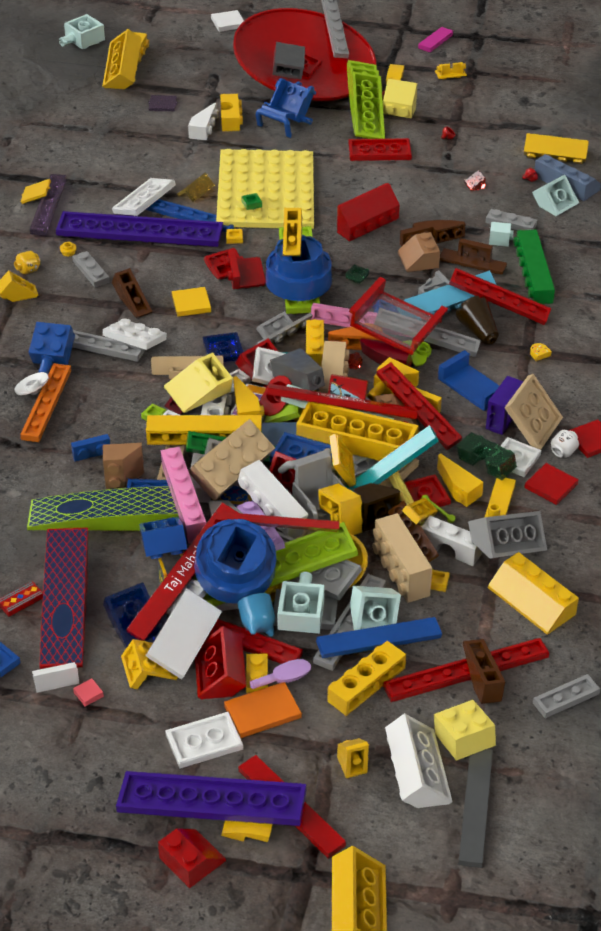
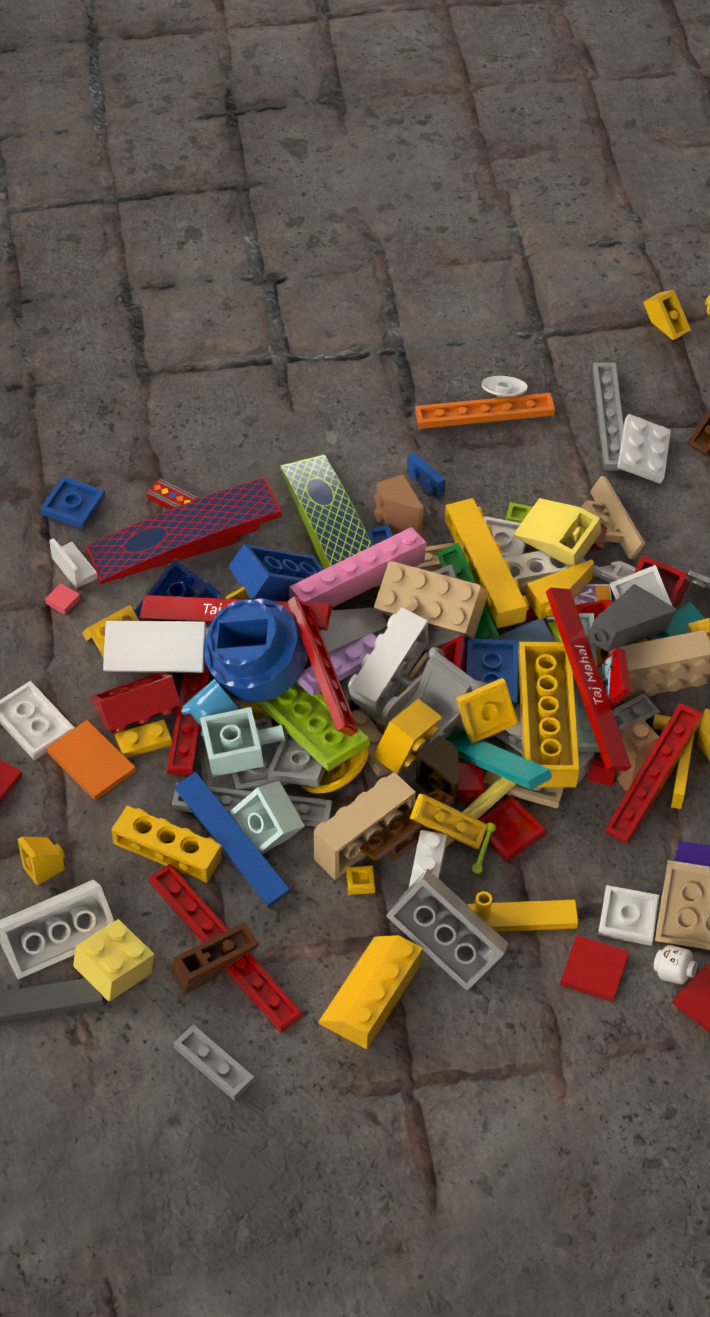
camera: 70 degrees right, 10 degrees up
(51, 345) = (572, 378): blue brick -> none
(223, 345) = (672, 542): clear blue plate -> none
(285, 672) = (145, 762): lavender piece -> none
(460, 483) = (539, 858): yellow slope -> none
(498, 460) = (593, 890): clear green arch -> none

